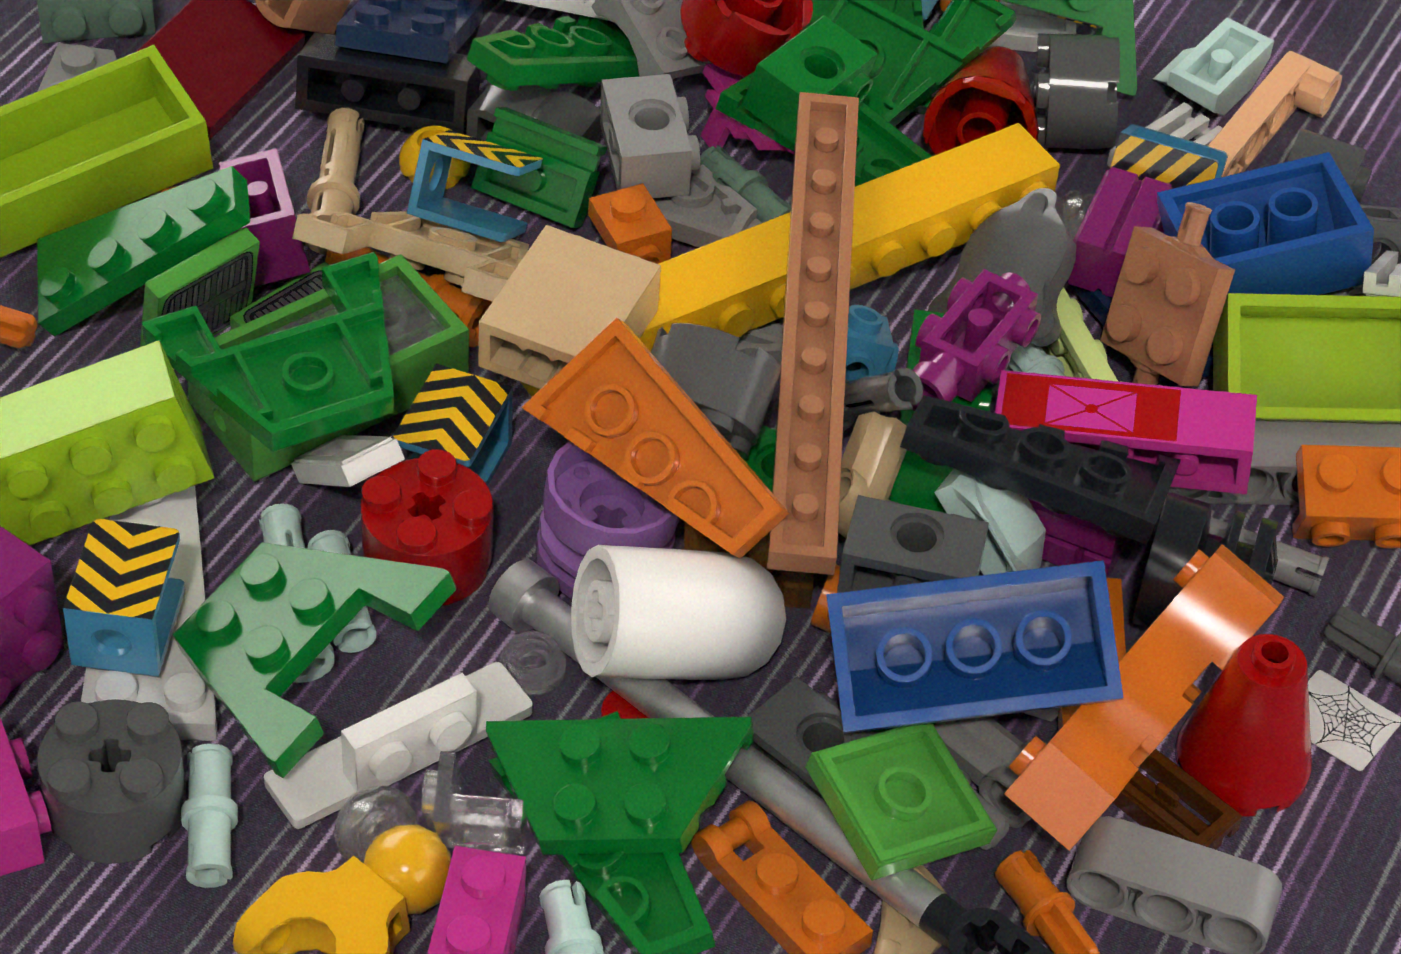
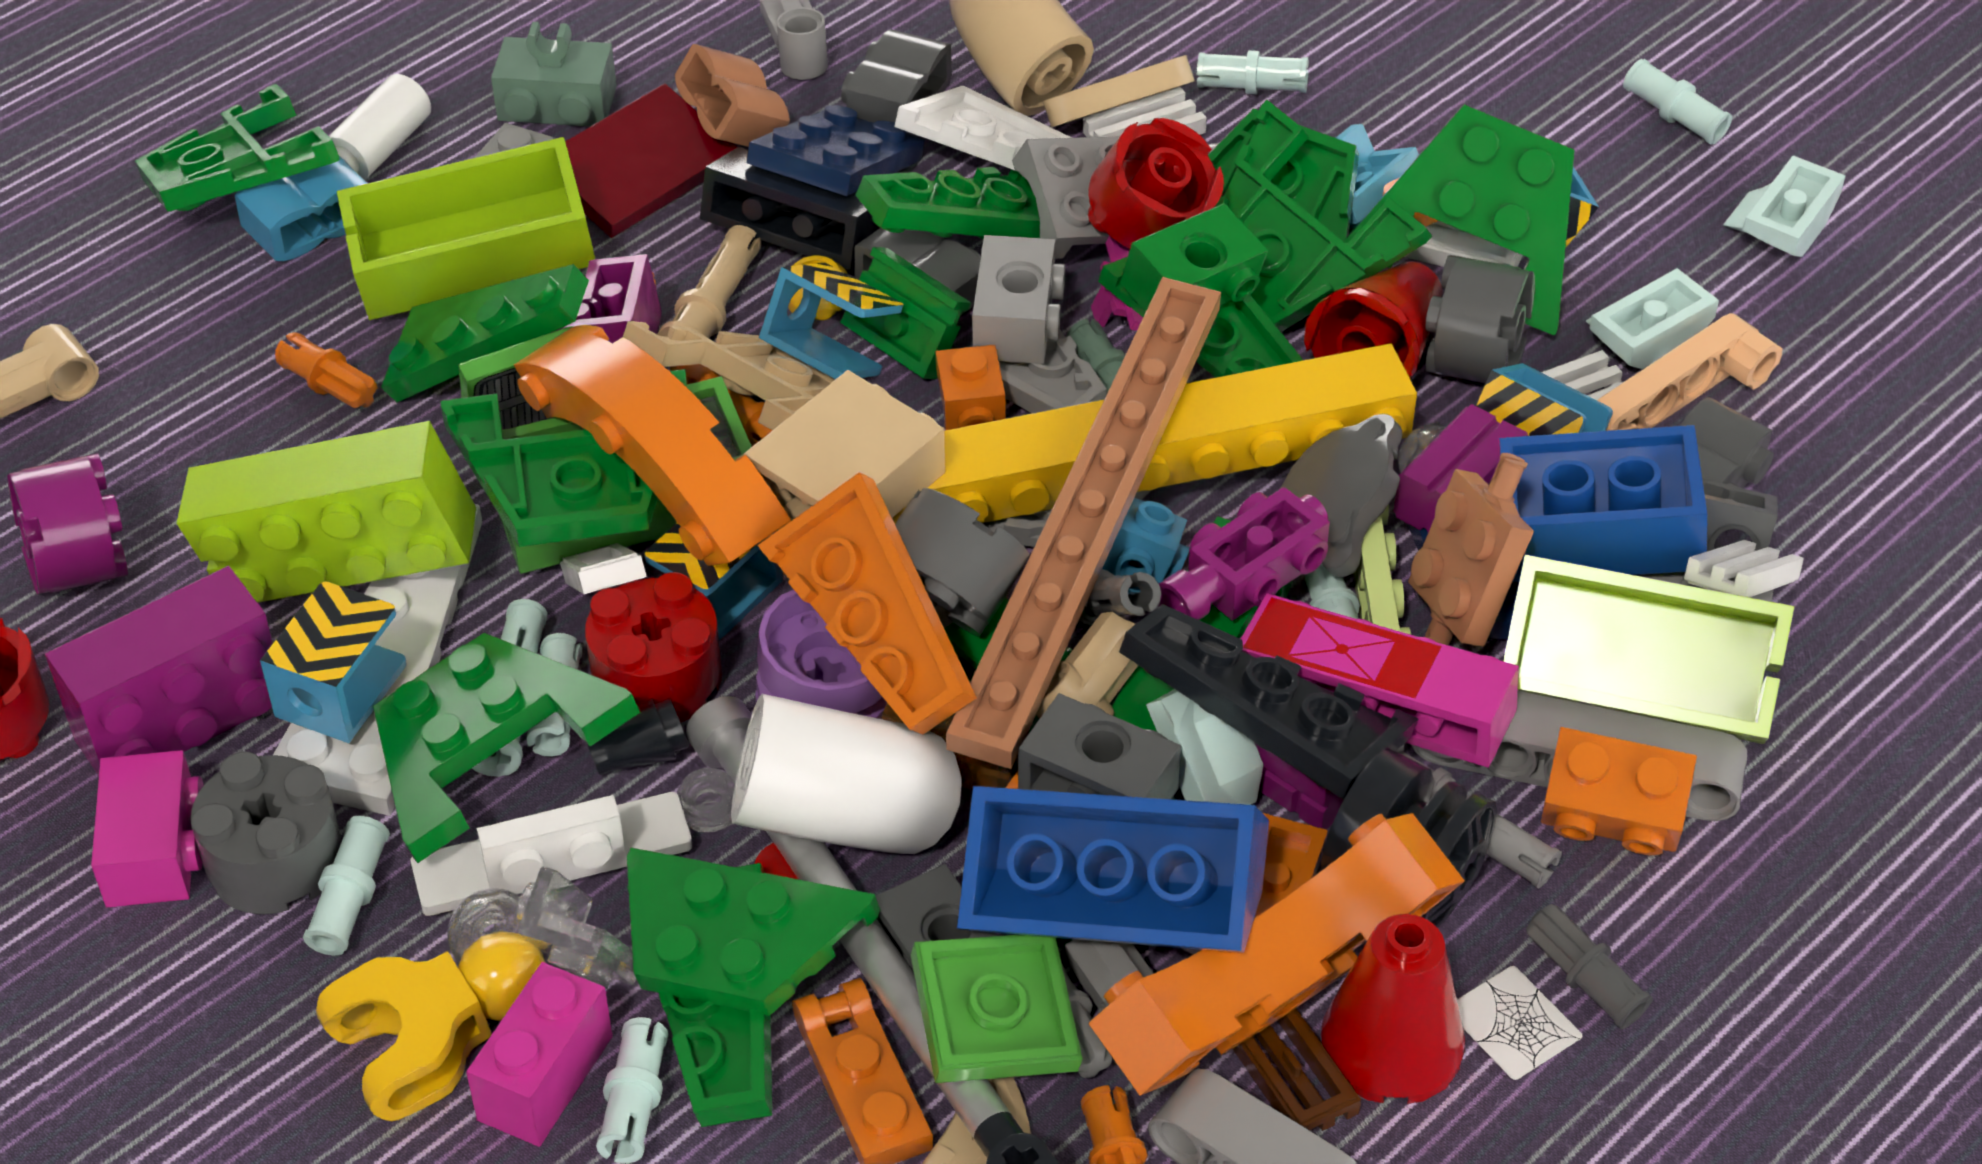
camera: 20 degrees right, 0 degrees up
(379, 309) = (660, 432): none -> orange brick
(456, 619) = (643, 740): none -> black cone

